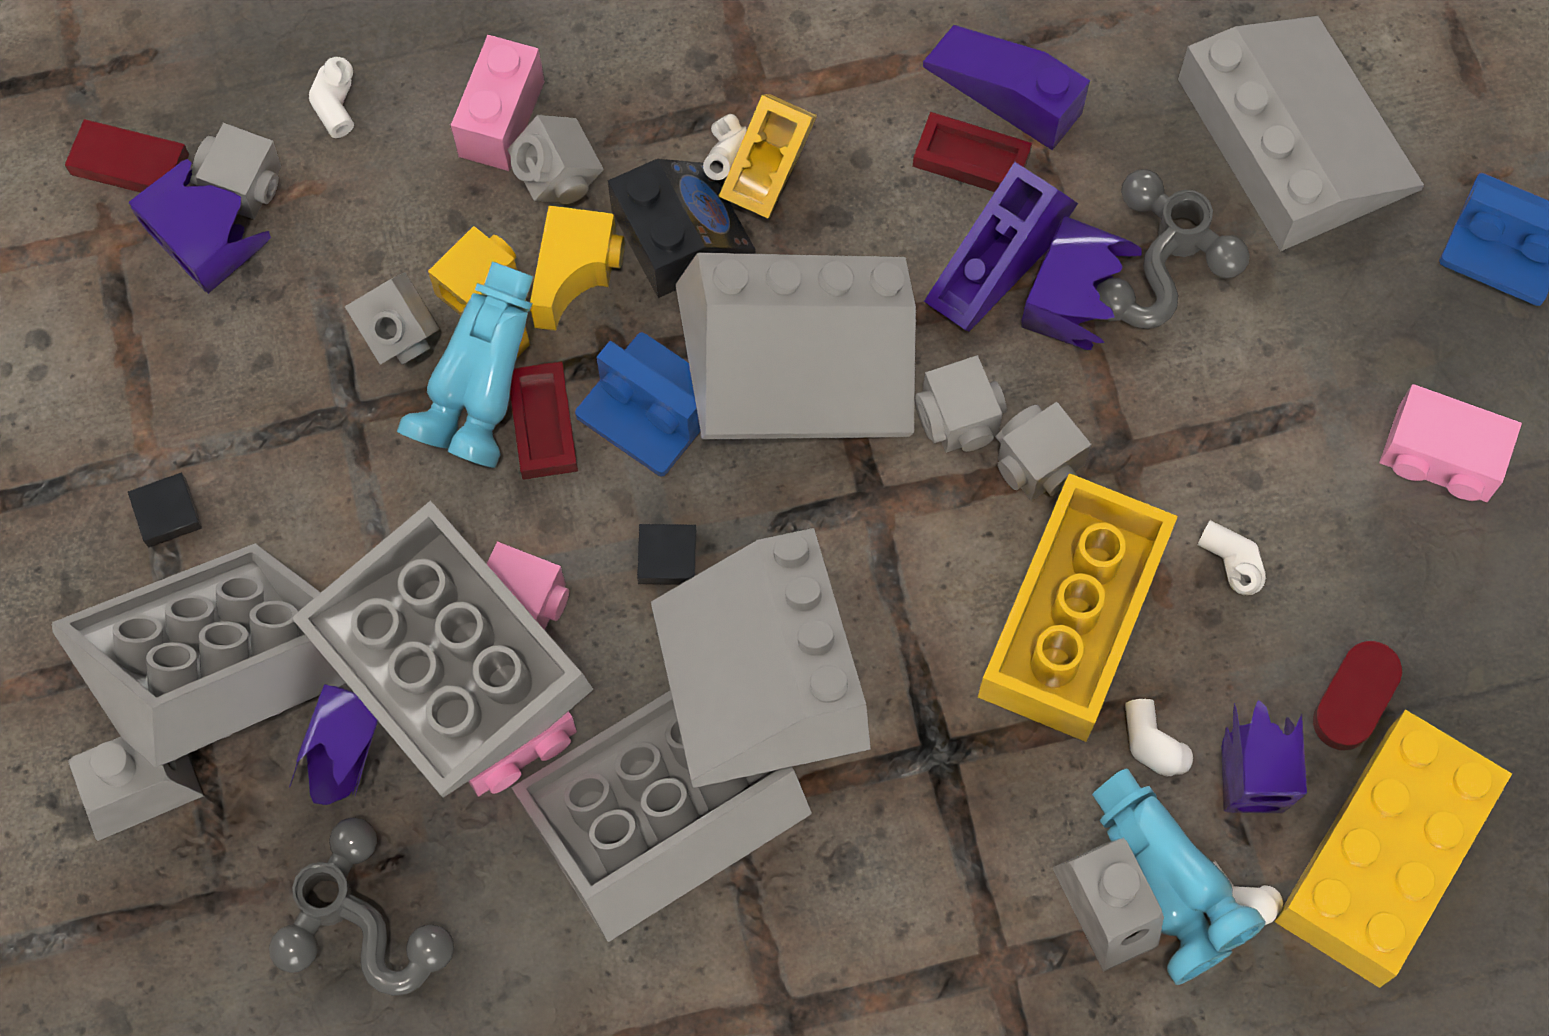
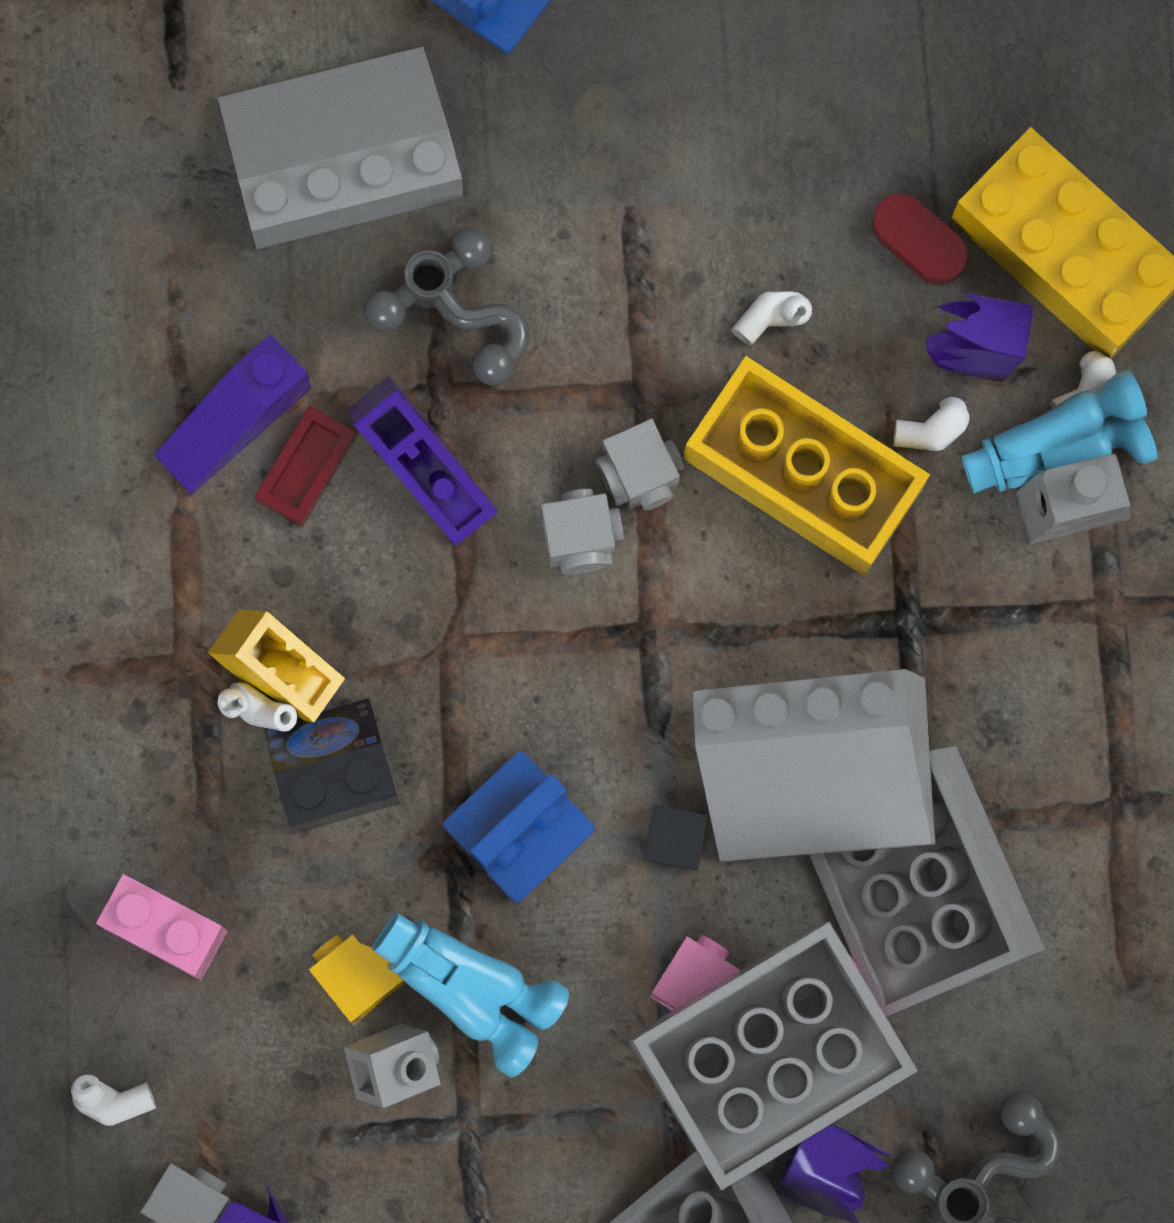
camera: 85 degrees left, 10 degrees up
(542, 421) = (518, 934): dark red tile -> none
(554, 159) = (244, 878): light grey brick -> none
(573, 257) = (346, 876): yellow arch -> none
(800, 345) = (506, 670): light grey slope -> none
(1068, 280) = (468, 403): dark purple piece -> none
(1450, 444) = (699, 95): bright pink brick -> none

